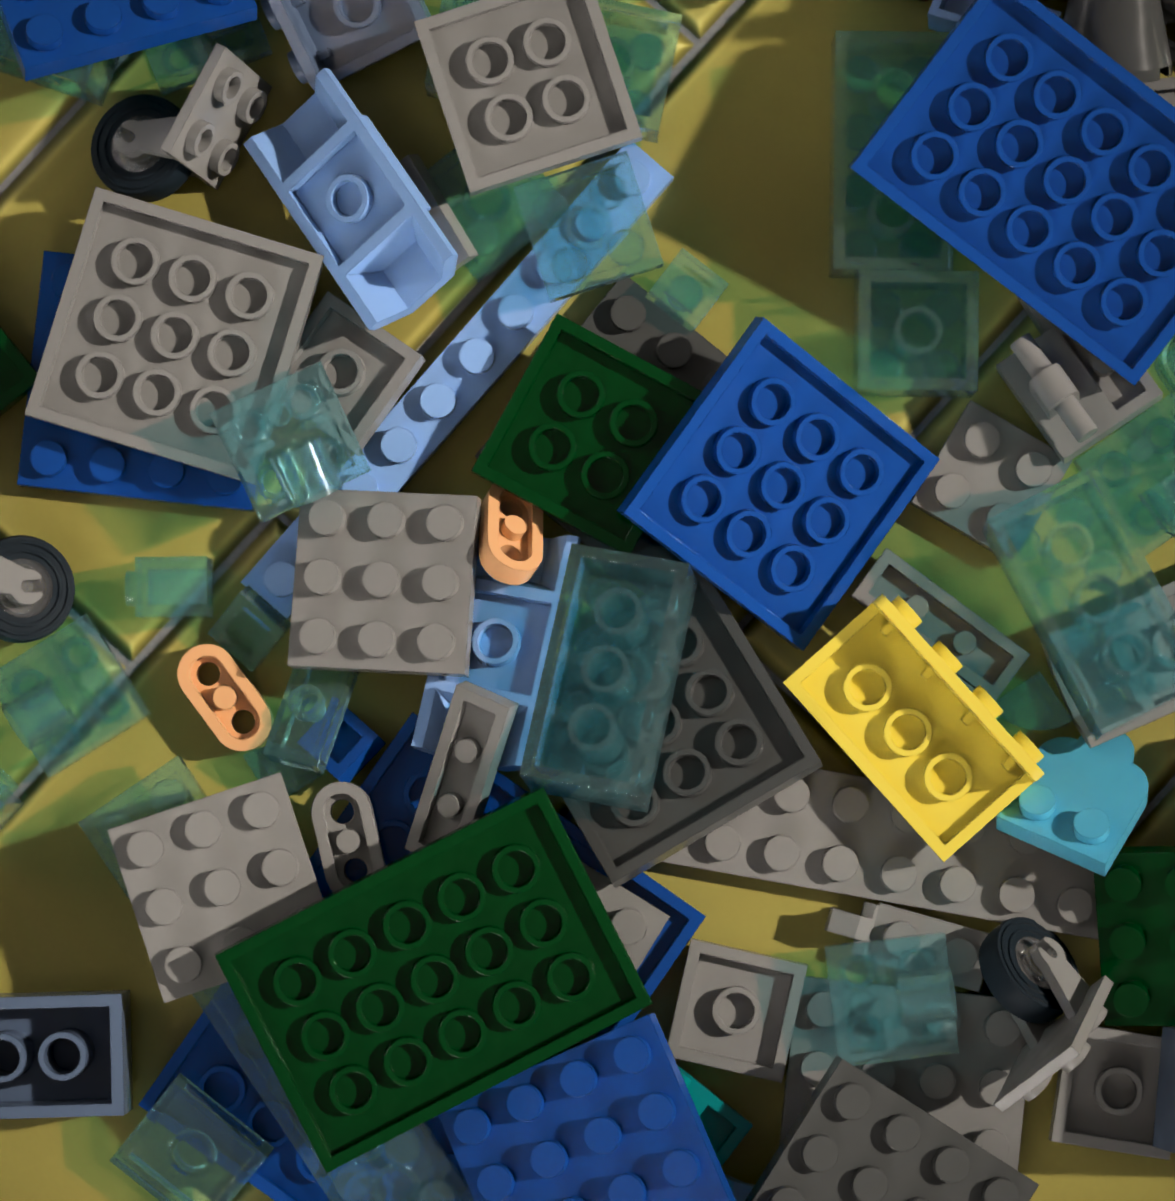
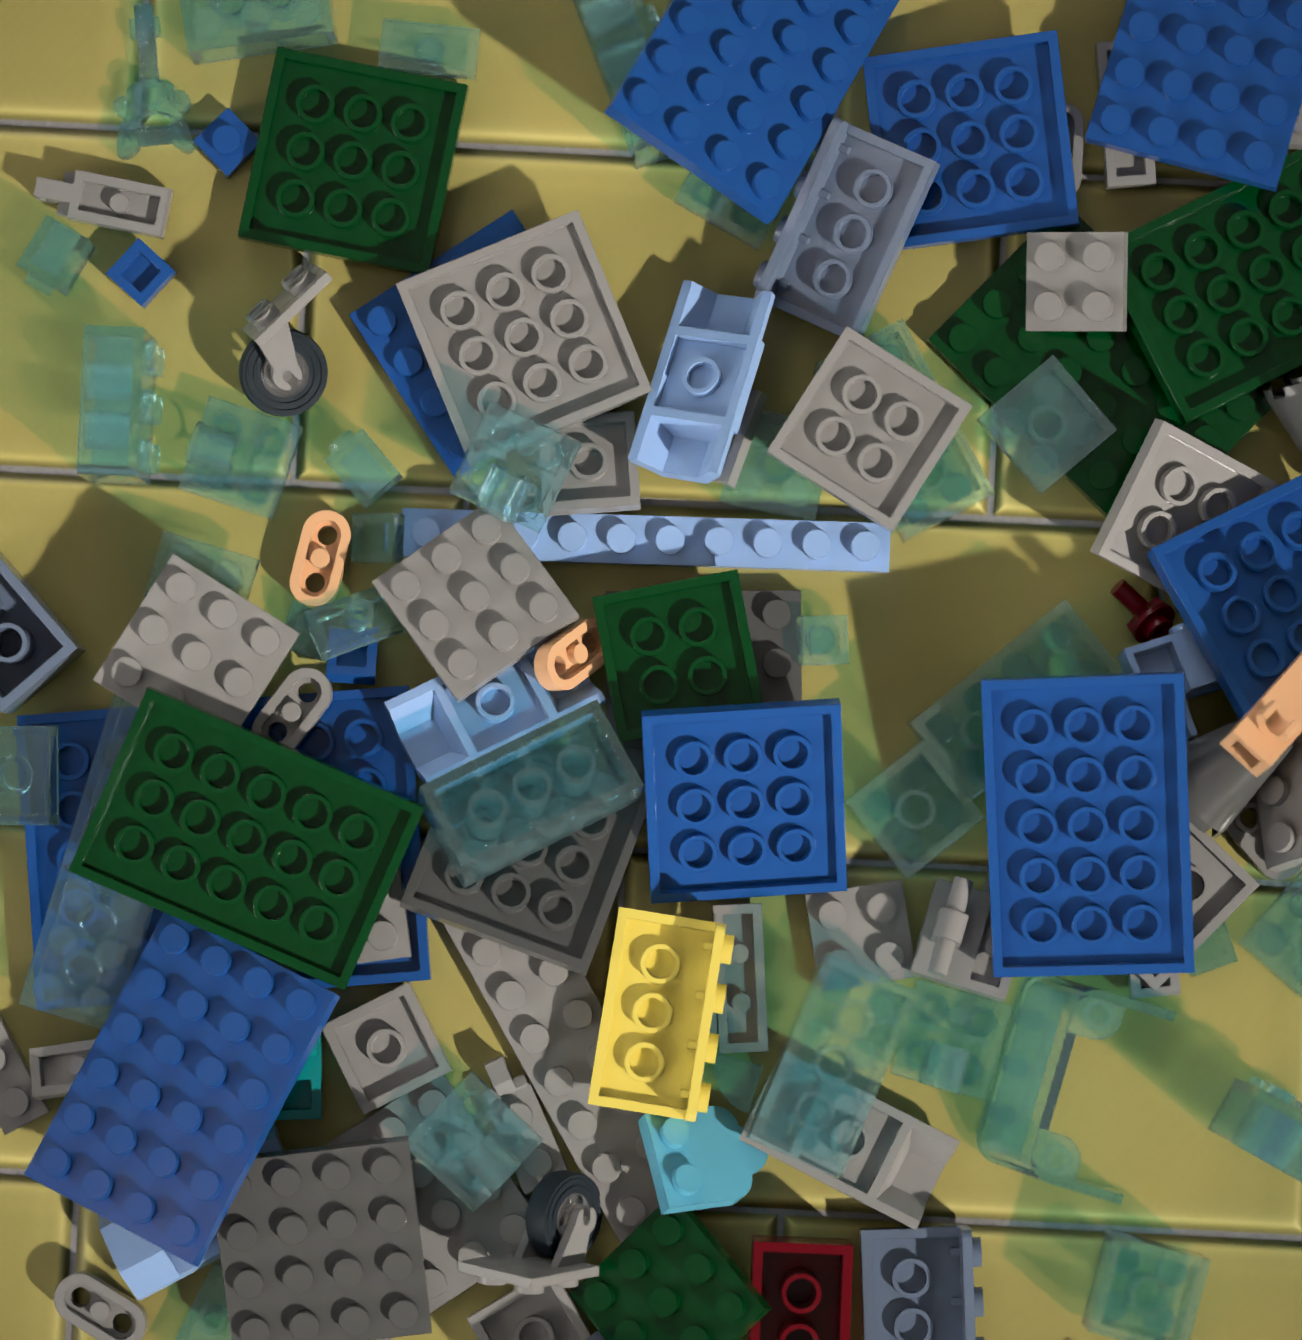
camera: 50 degrees right, 0 degrees up
(152, 146) = (634, 224): light grey plate -> none
(463, 763) = (399, 745): light grey plate -> none
(588, 226) = (809, 543): clear light blue plate -> none

